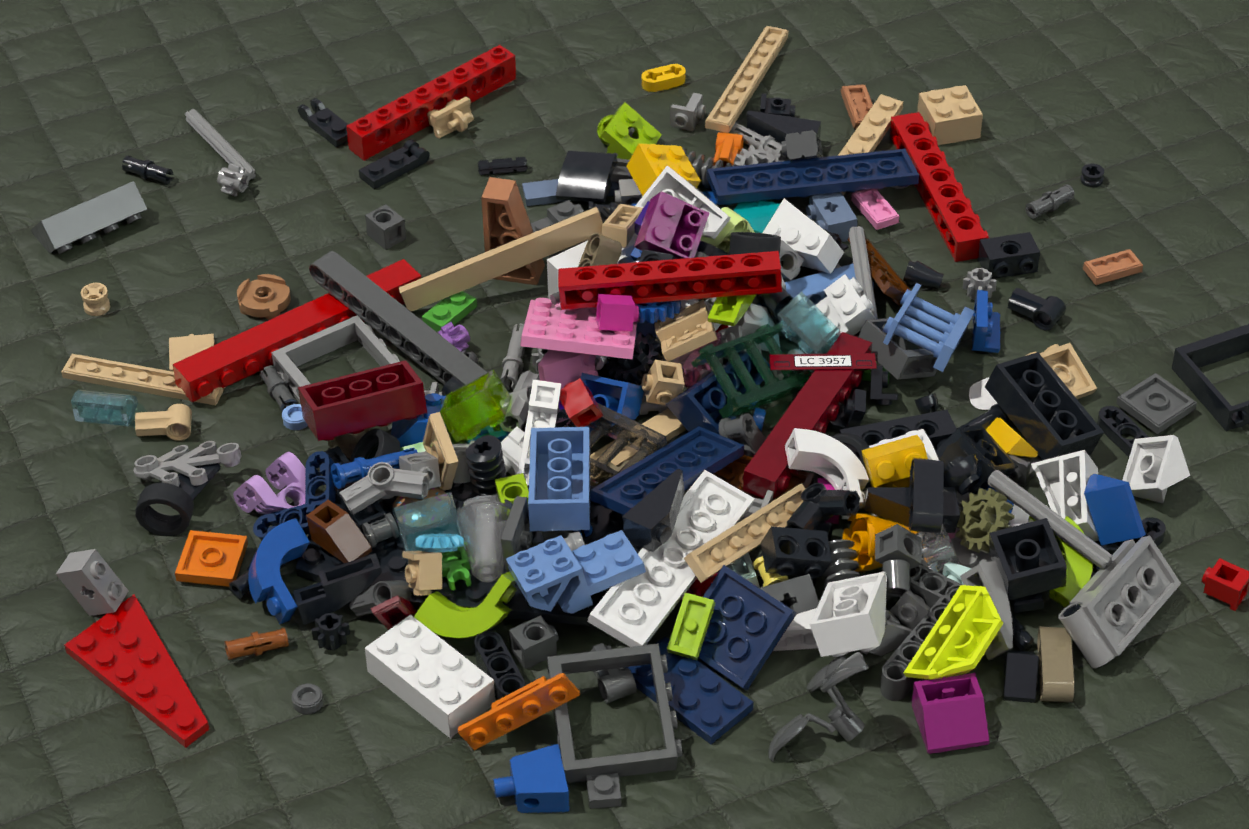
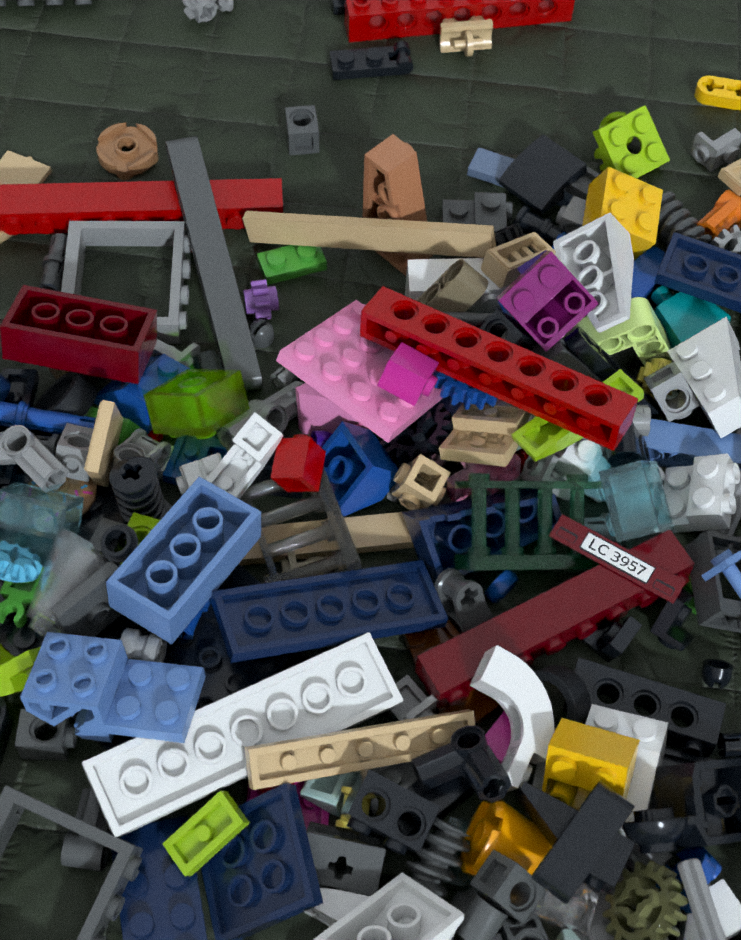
camera: 30 degrees right, 15 degrees up
(503, 165) = (476, 116): black axle -> none
(514, 484) = (119, 542): none -> black cone
(654, 517) = (252, 672): black slope -> none
(753, 243) = (638, 366): black tyre -> none

